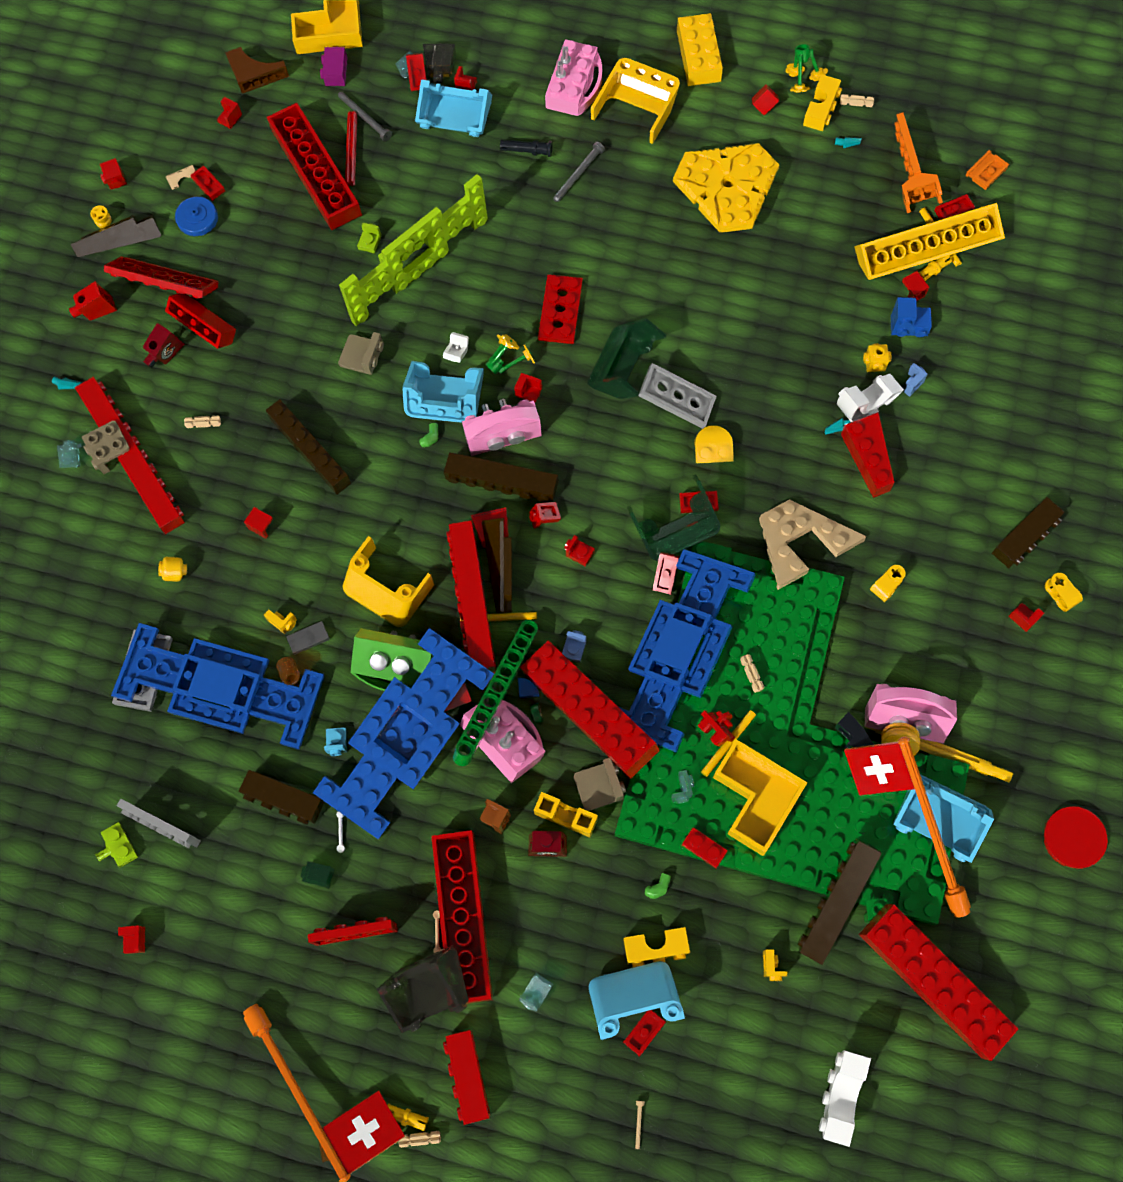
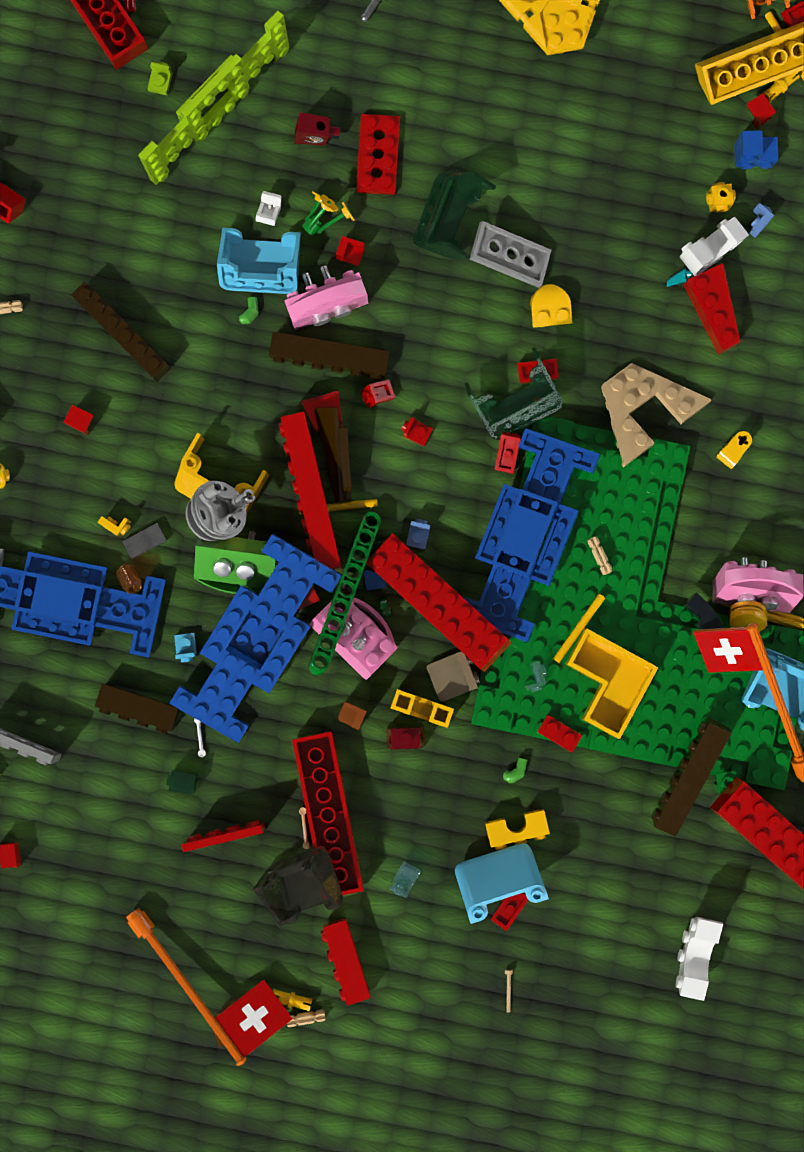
camera: 10 degrees left, 15 degrees up
(361, 353) = (166, 219): dark tan bracket -> none
(379, 604) = (217, 511): none -> light grey piece
(503, 284) = (314, 130): none -> dark red torso
(718, 724) = (570, 611): red hips -> none
(770, 962) = (626, 836): yellow bracket -> none

